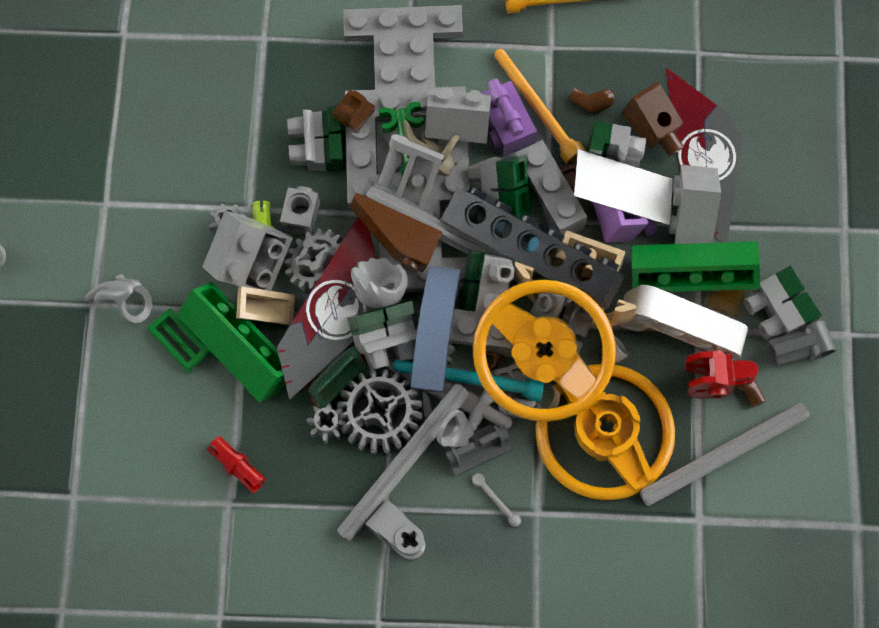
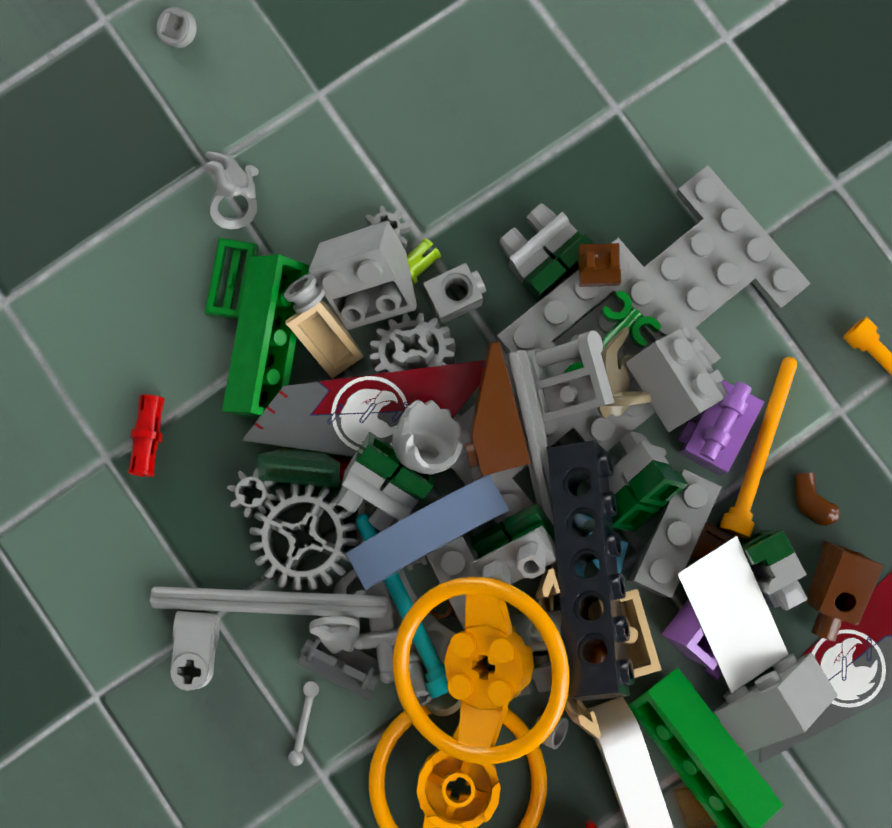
camera: 50 degrees right, 10 degrees up
(229, 292) = (304, 293): none -> light grey bush

